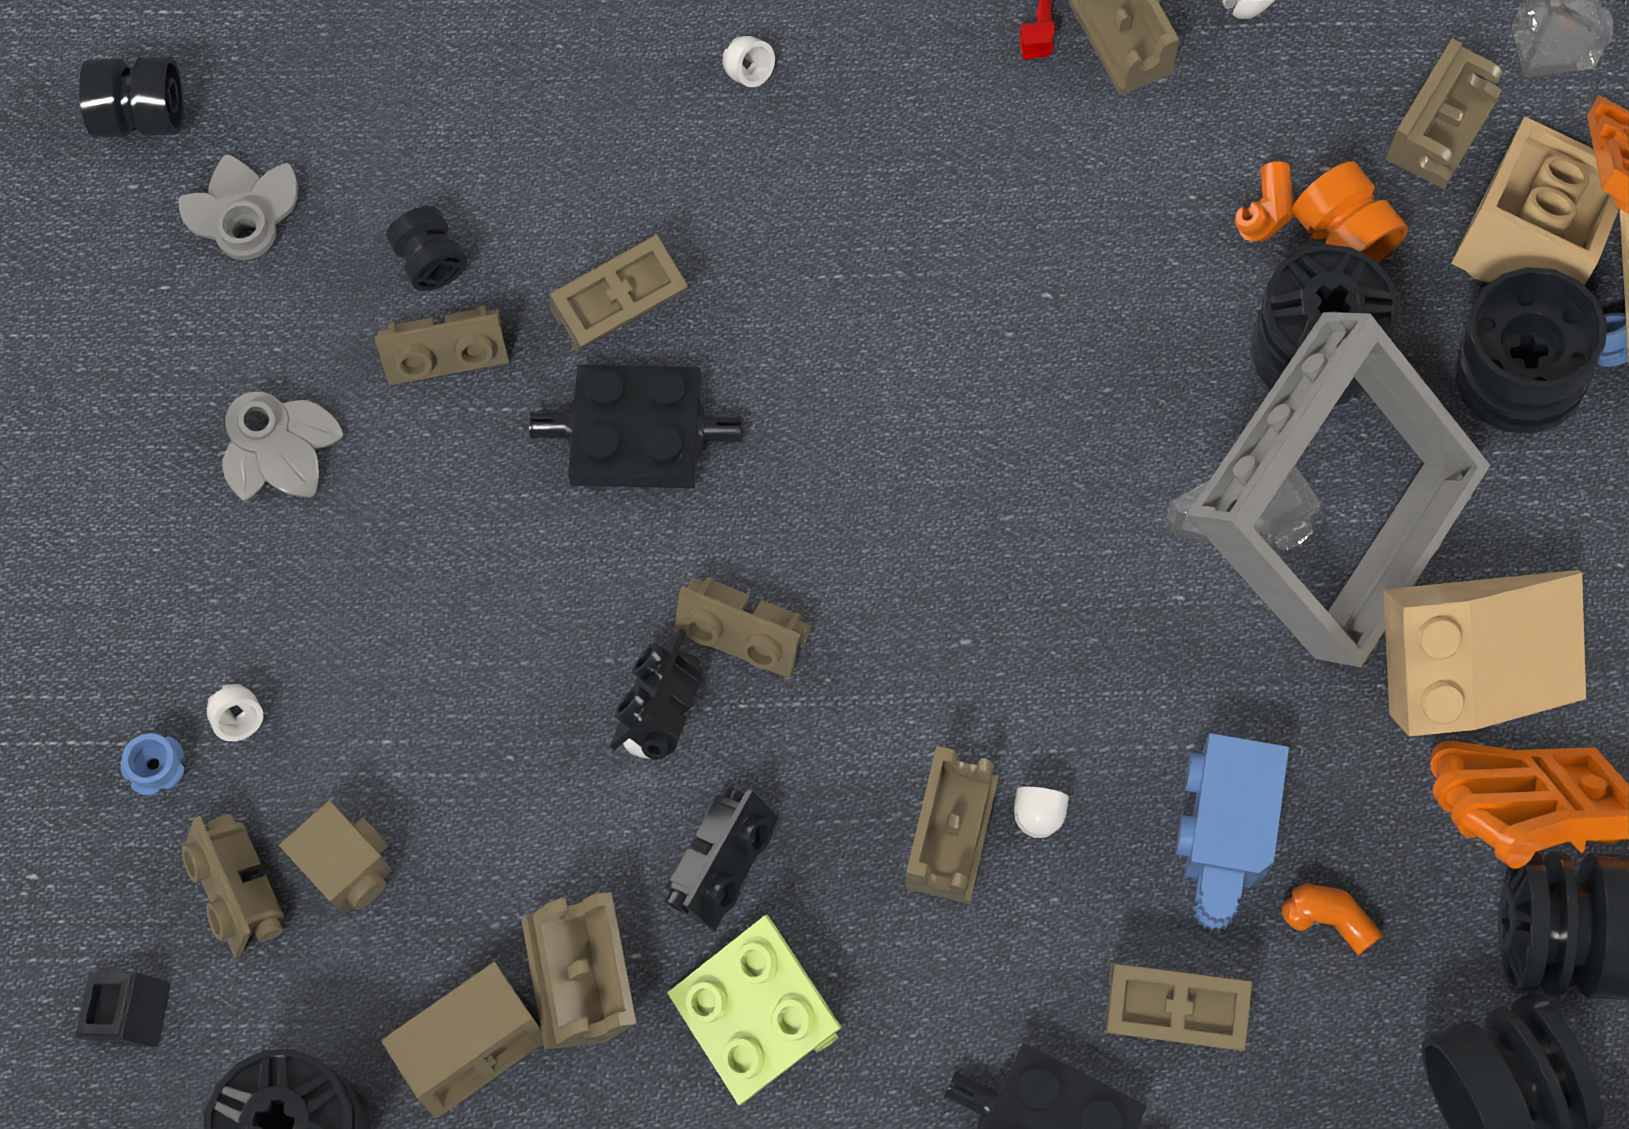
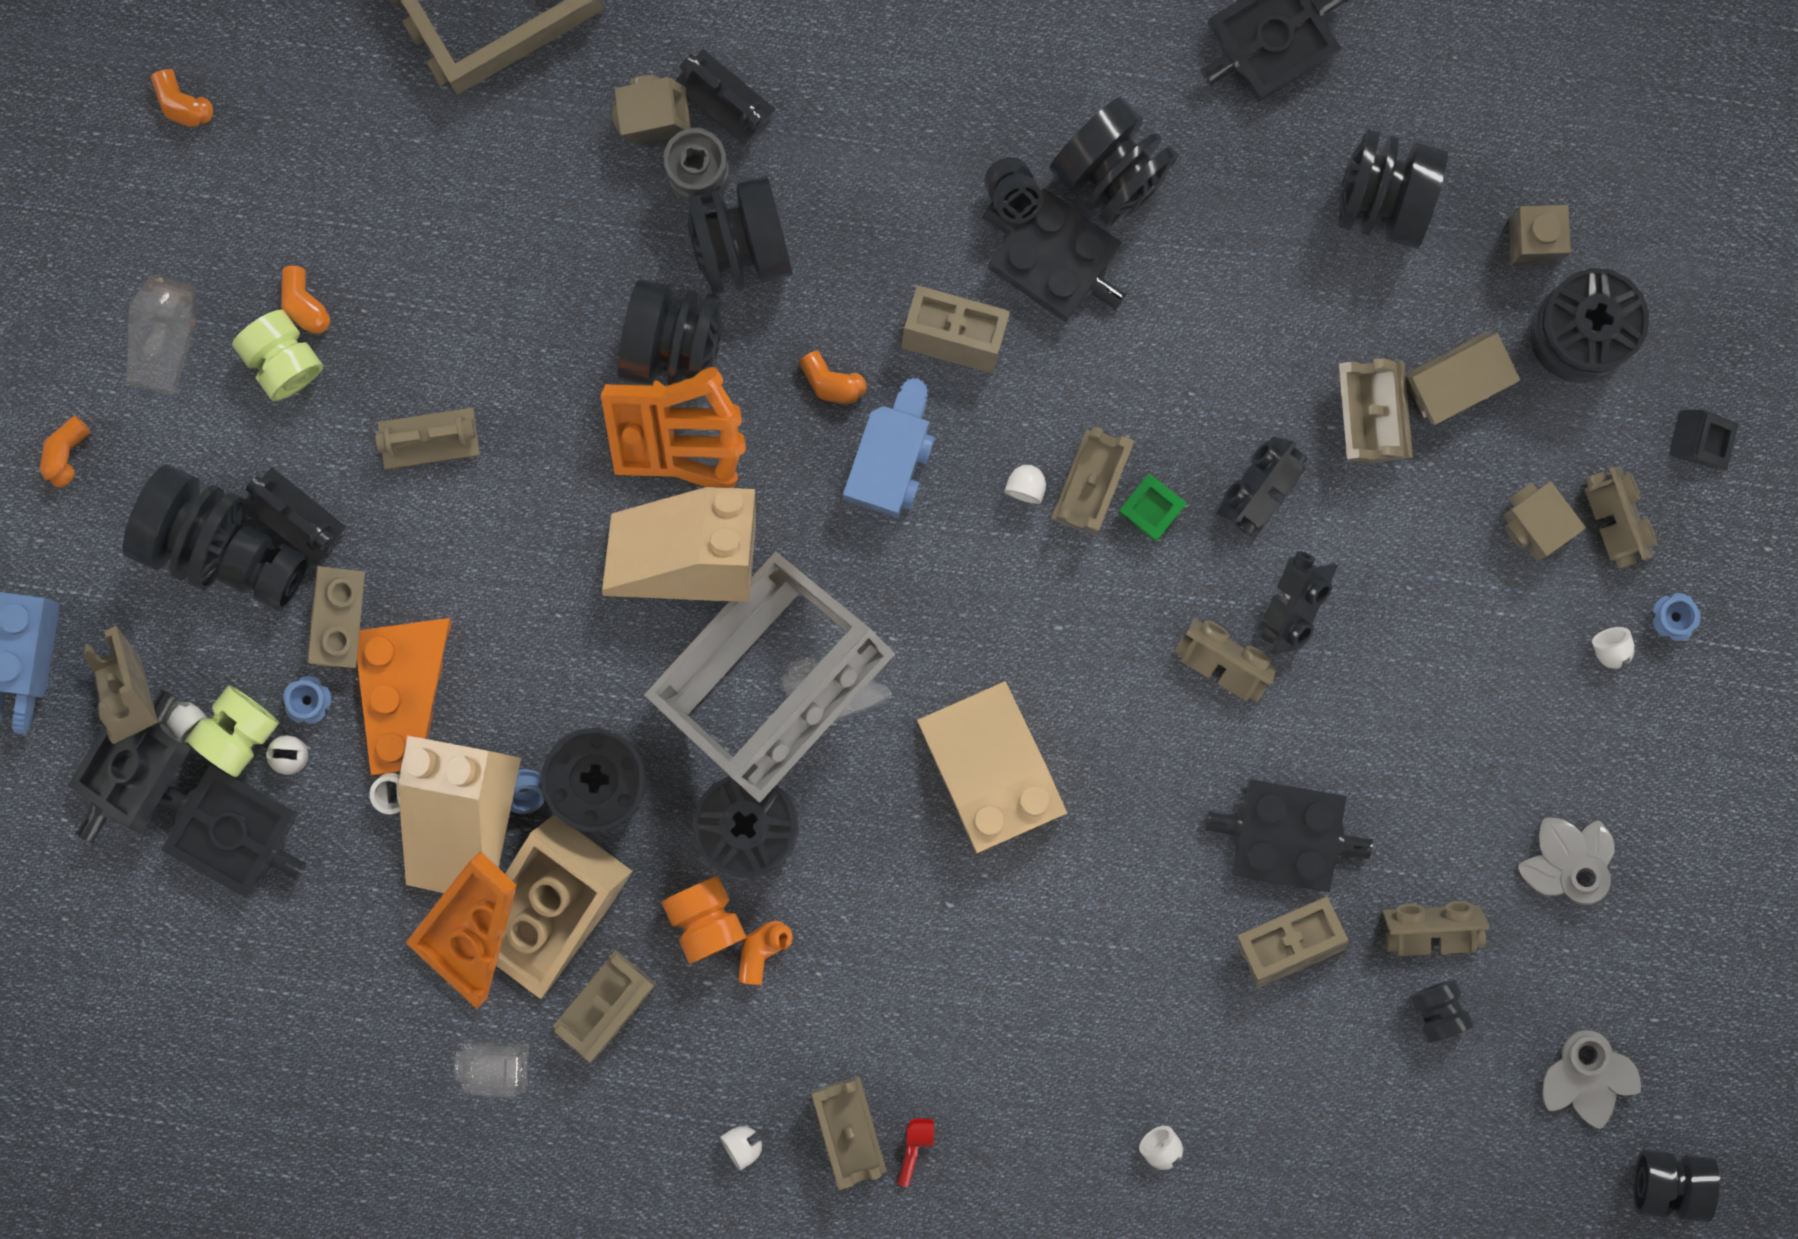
camera: 175 degrees left, 15 degrees up
(754, 1010) = (1251, 370): yellowish green hinge -> none
(866, 803) = (1152, 507): none -> green plate
(1023, 445) = (991, 767): none -> tan slope

